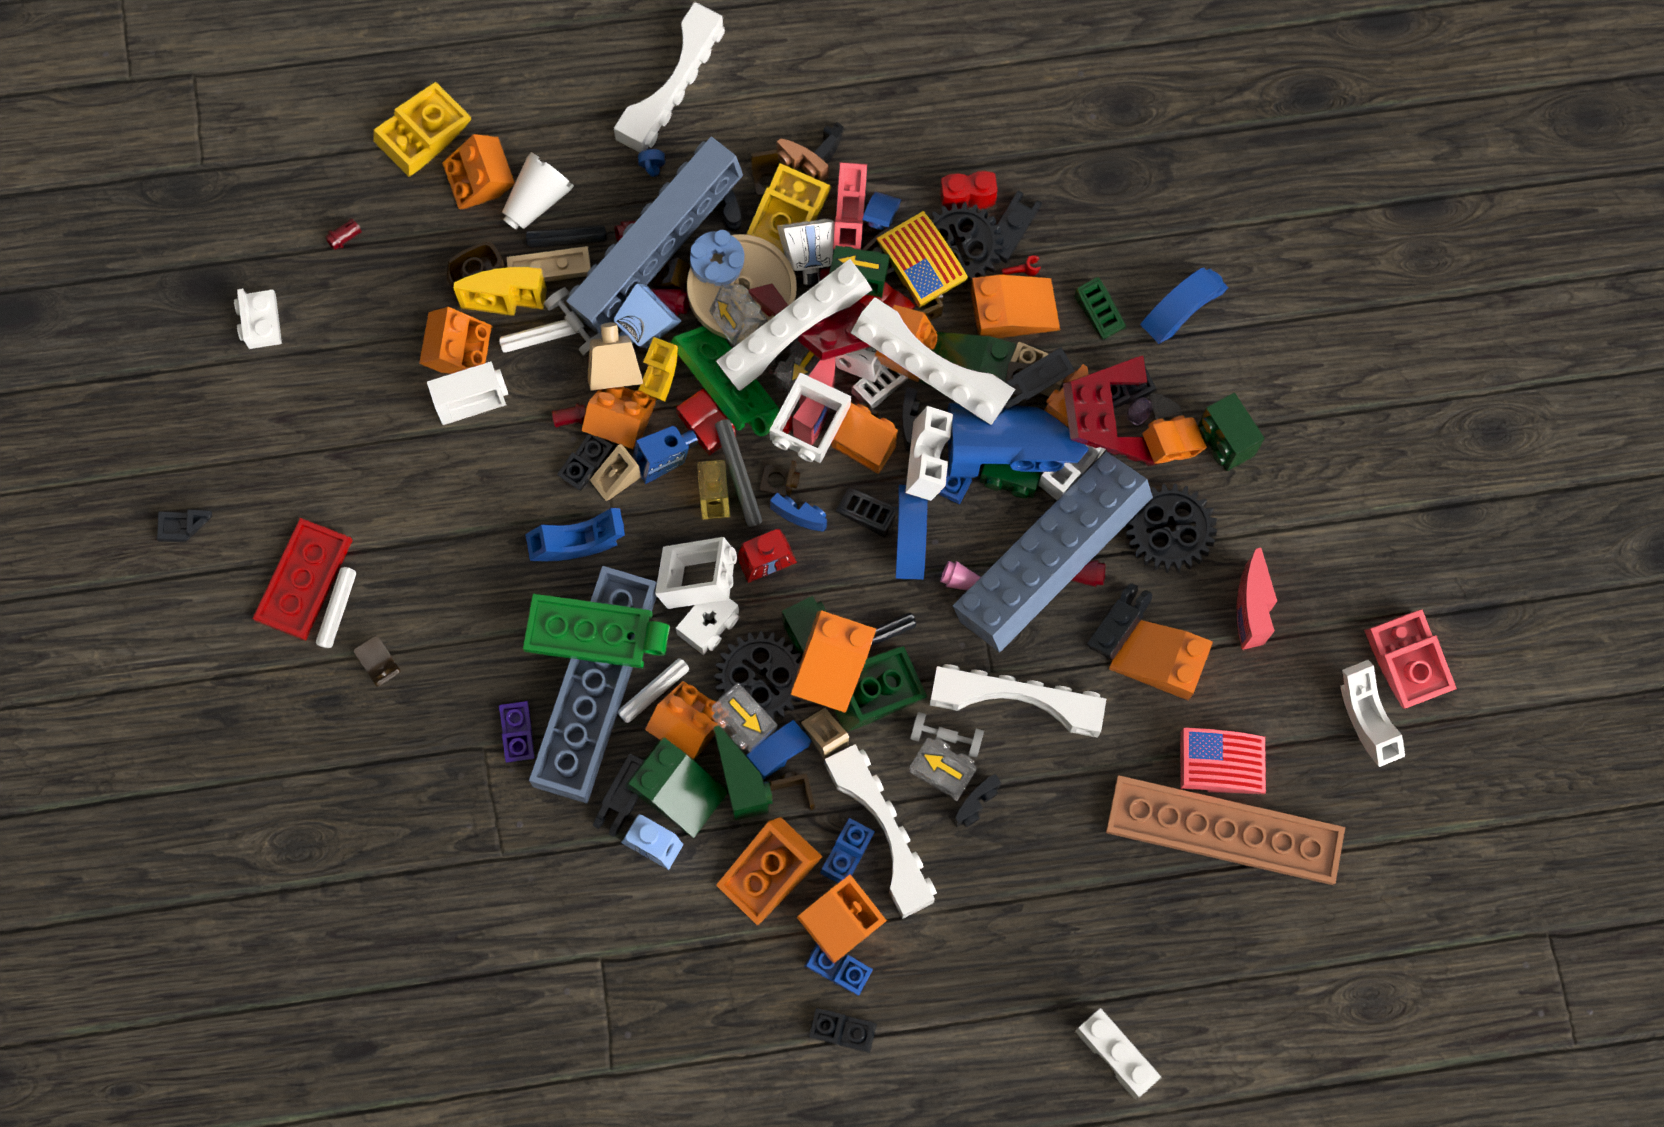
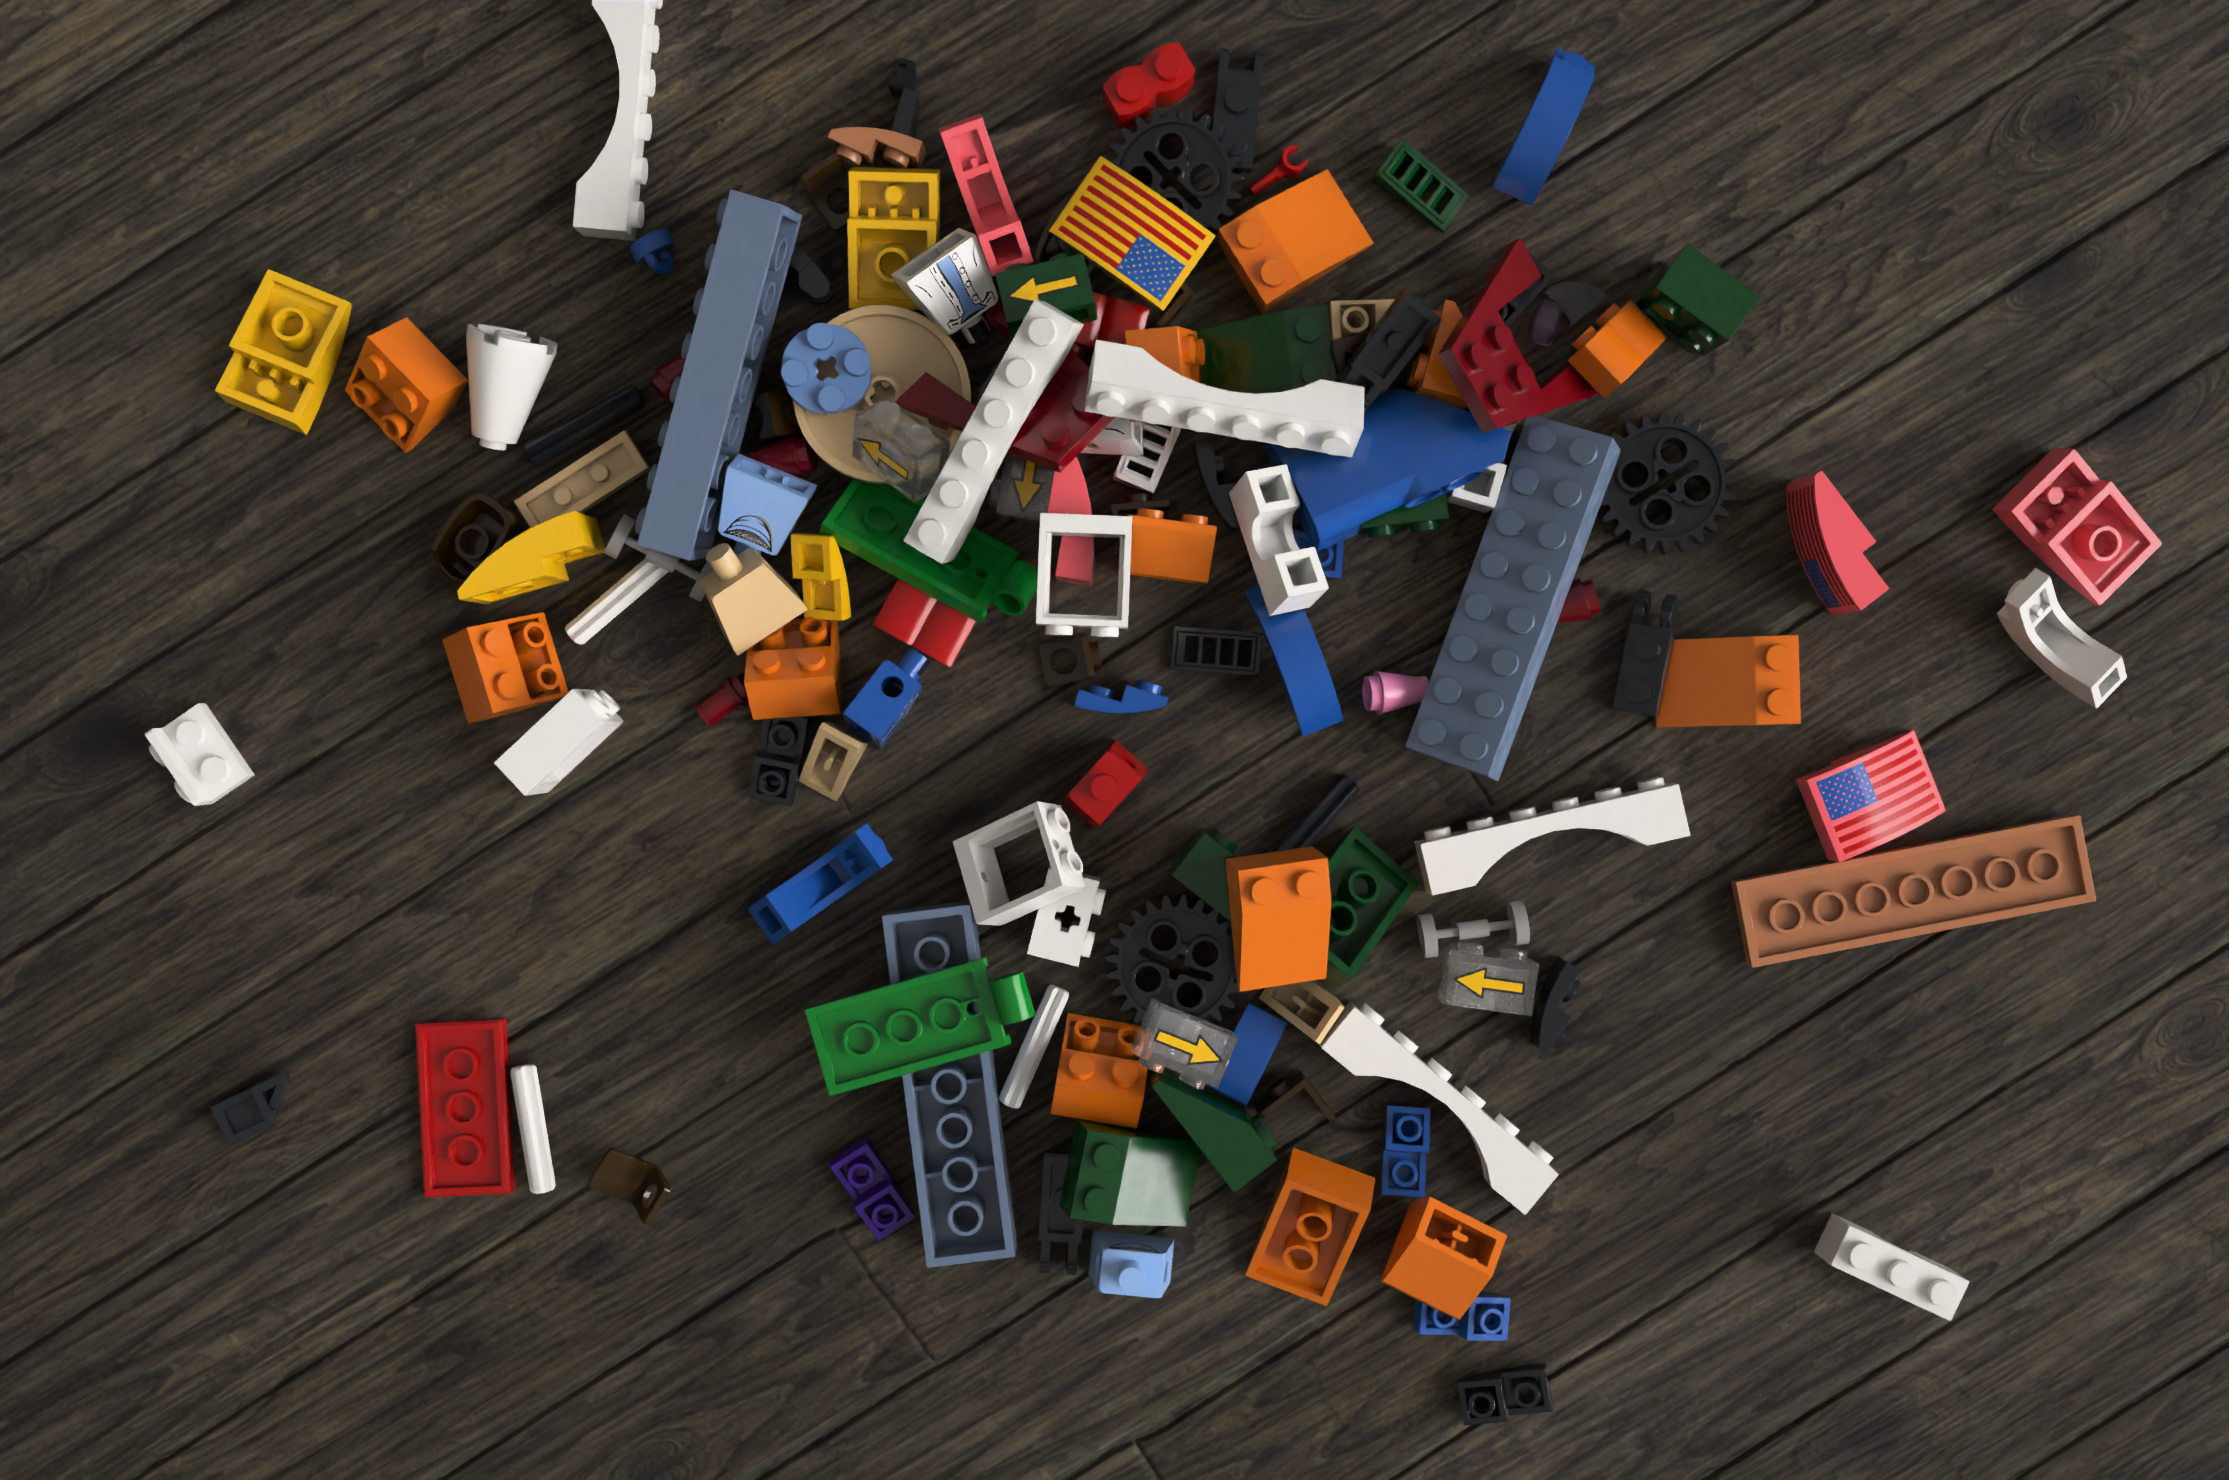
camera: 20 degrees left, 15 degrees up
(342, 234) = (255, 572): dark red pin -> none
(713, 487) = (982, 719): clear yellow torso -> none
(738, 473) = (1008, 681): dark grey axle -> none
(881, 210) = (1033, 177): blue slope -> none

